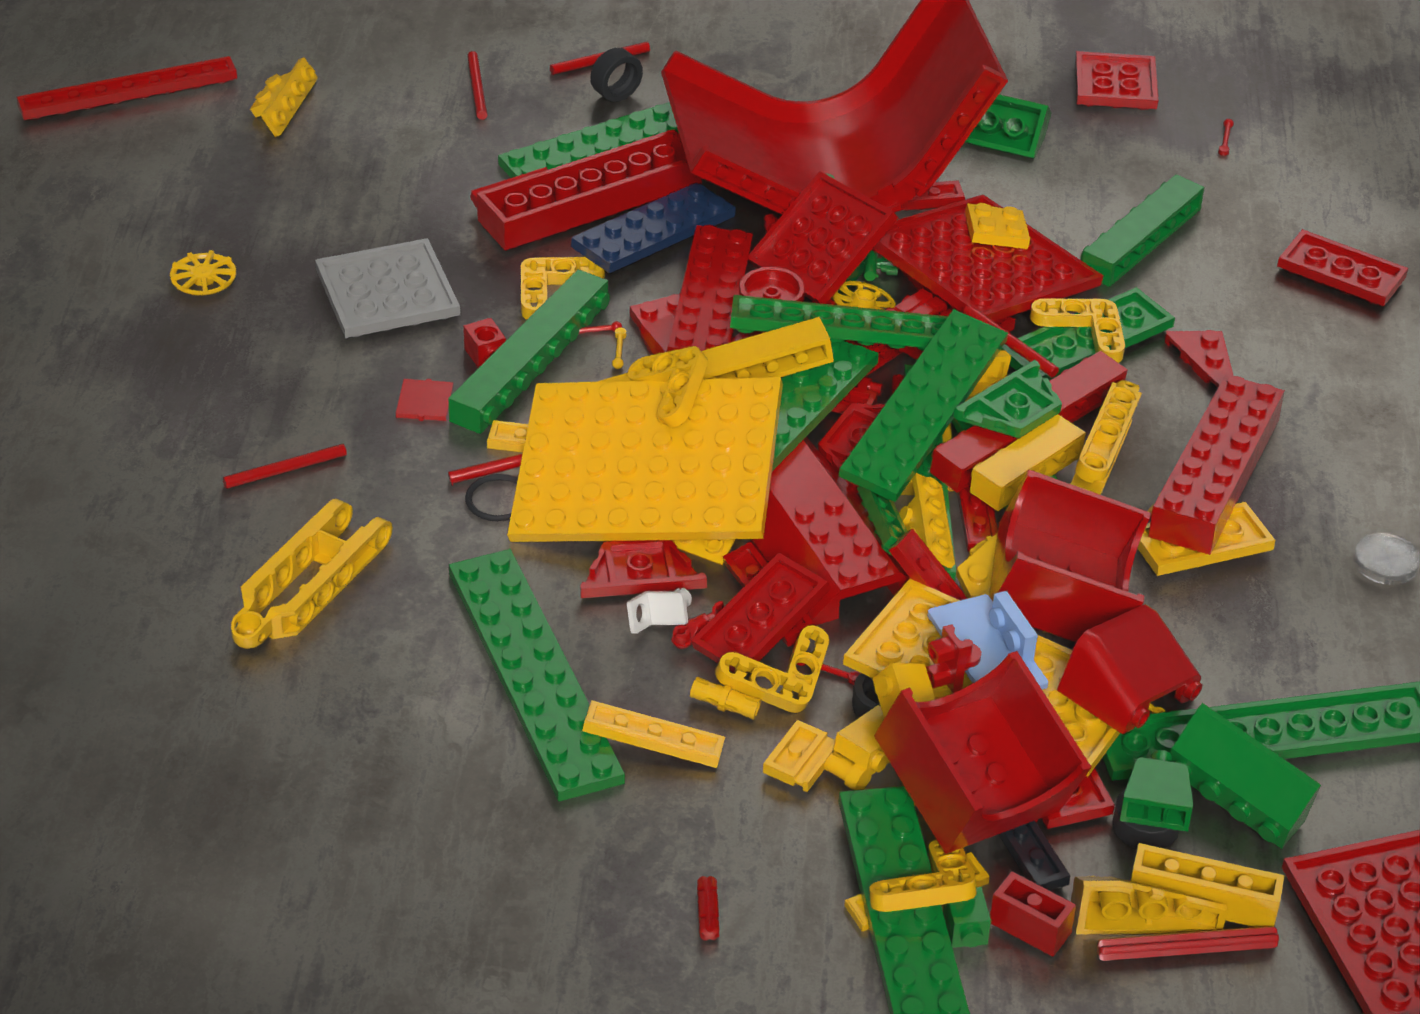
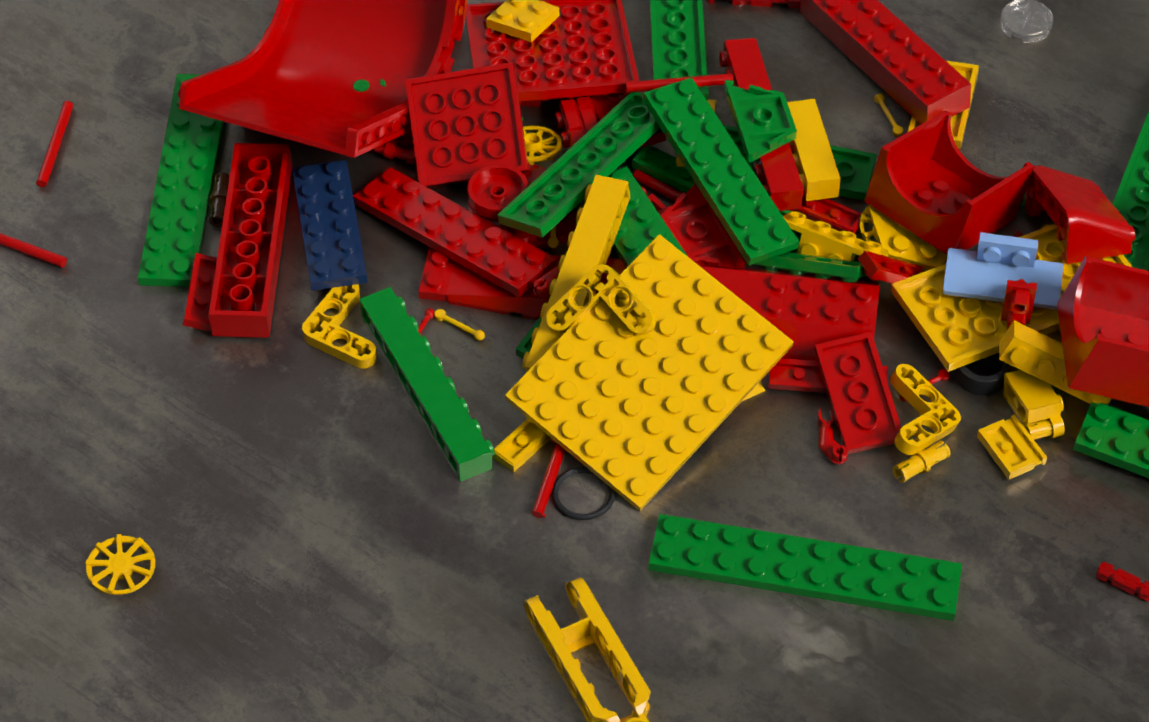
camera: 55 degrees left, 10 degrees up
(284, 466) = (435, 622): red bar -> none
(387, 288) = (257, 441): light grey plate -> none
(424, 399) = (421, 485): red piece -> none
(482, 340) = (392, 408): red brick -> none
(606, 65) = (110, 142): black tyre -> none
(640, 567) = (742, 444): red wing -> none
(653, 734) = (934, 524): yellow tile -> none
(659, 609) = (804, 447): white bracket -> none
(1055, 314) = (672, 19): yellow beam -> none
(1106, 437) = (851, 102): yellow piece -> none

